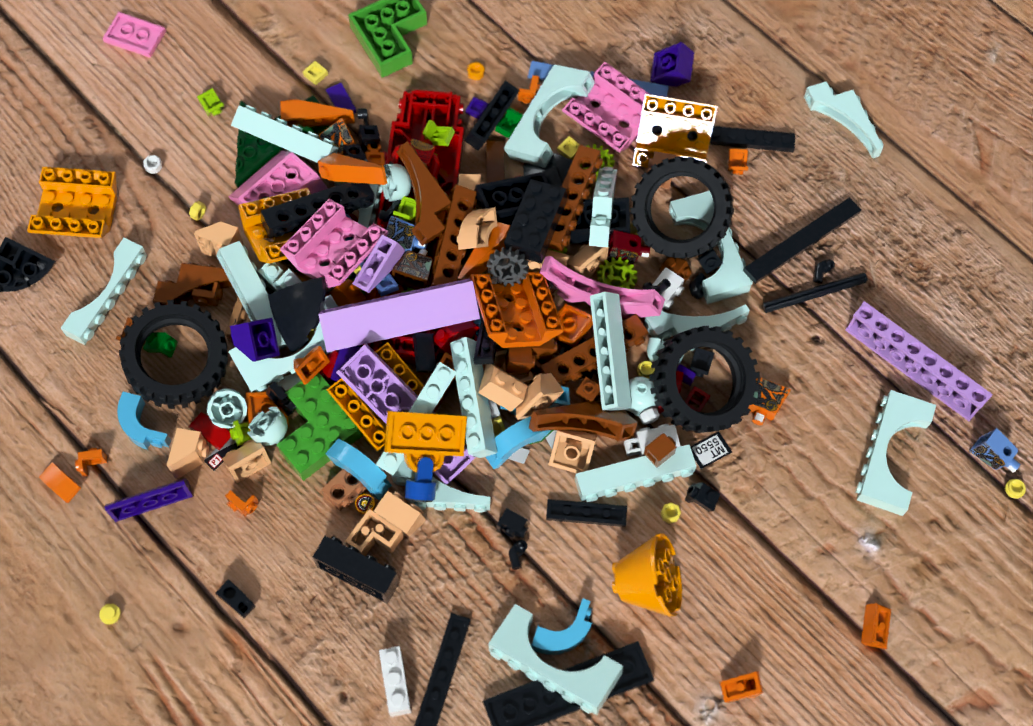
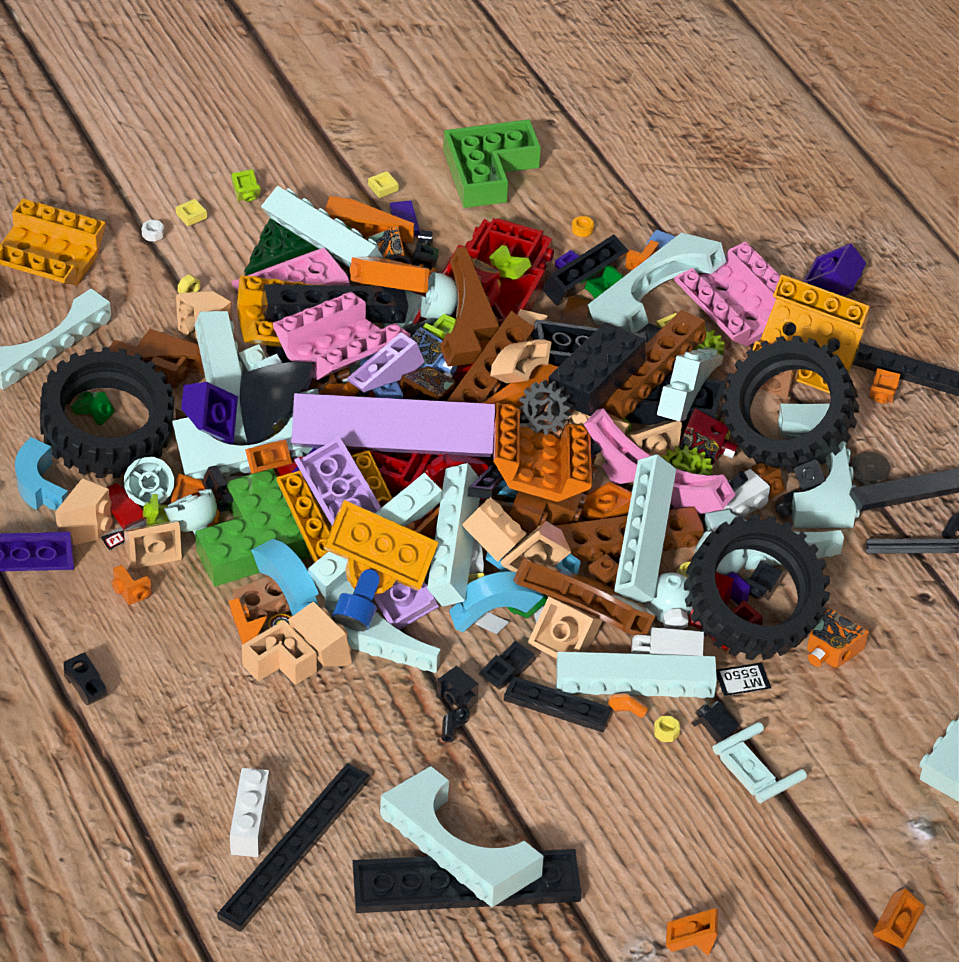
camera: 15 degrees right, 20 degrees down
(134, 34) = (180, 103): bright pink tile -> none
(177, 139) = (191, 212): none -> light yellow plate
(343, 521) = (245, 629): none -> orange slope
(356, 569) = (245, 681): black brick -> none
(424, 352) = (411, 469): black tile -> none
(540, 490) = (509, 664): none -> black slope
(563, 641) = (487, 824): medium azure arch -> none
(632, 500) = (626, 702): none -> orange arm
(650, 577) = (614, 775): light orange cone -> none
(660, 449) = (674, 648): dark orange brick -> none
(738, 530) = (750, 769): none -> light aqua plate
(751, 231) = (870, 468): none -> clear smoke piece

